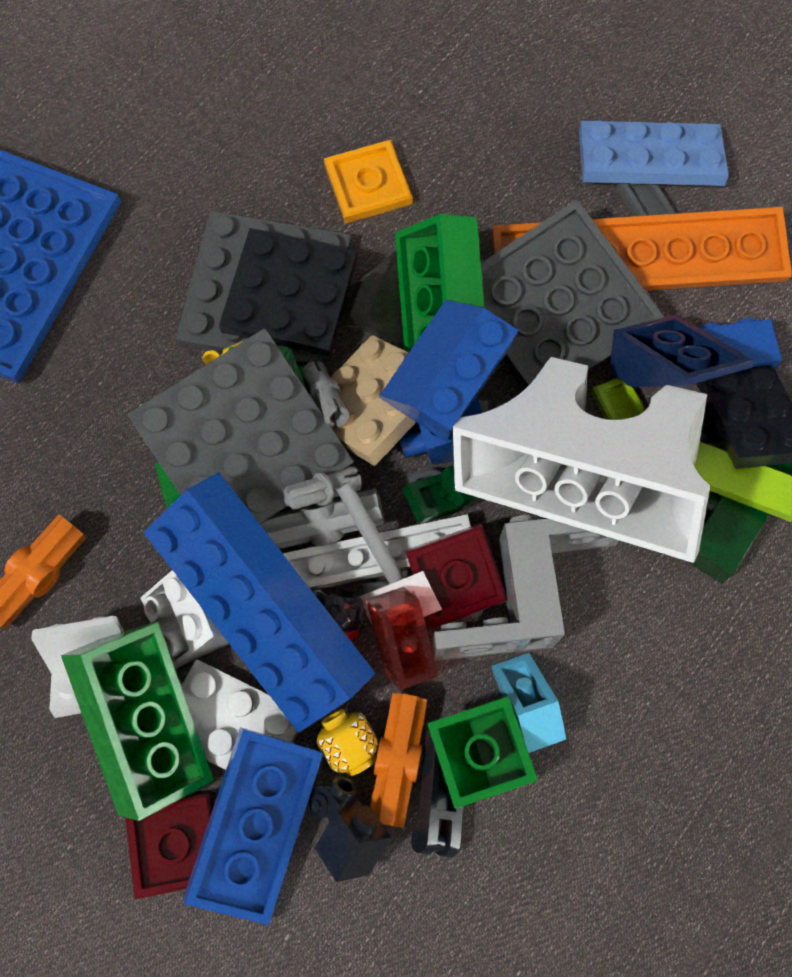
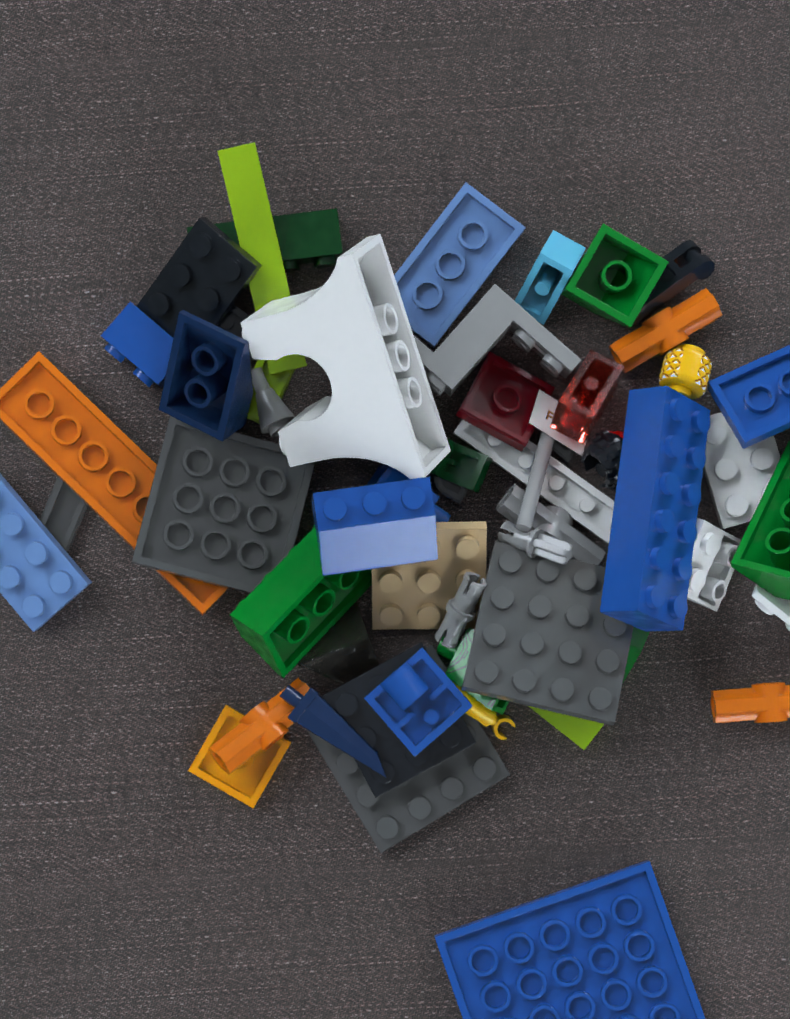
camera: 135 degrees left, 15 degrees up
(287, 301) = (418, 701): none -> blue plate
(338, 233) = (322, 720): none -> dark blue bar
(354, 832) = (741, 314): black brick -> none
(373, 200) = (256, 731): none -> orange piece
(605, 394) = (271, 409): none -> light grey cone
(608, 633) = (454, 262): none -> medium blue plate

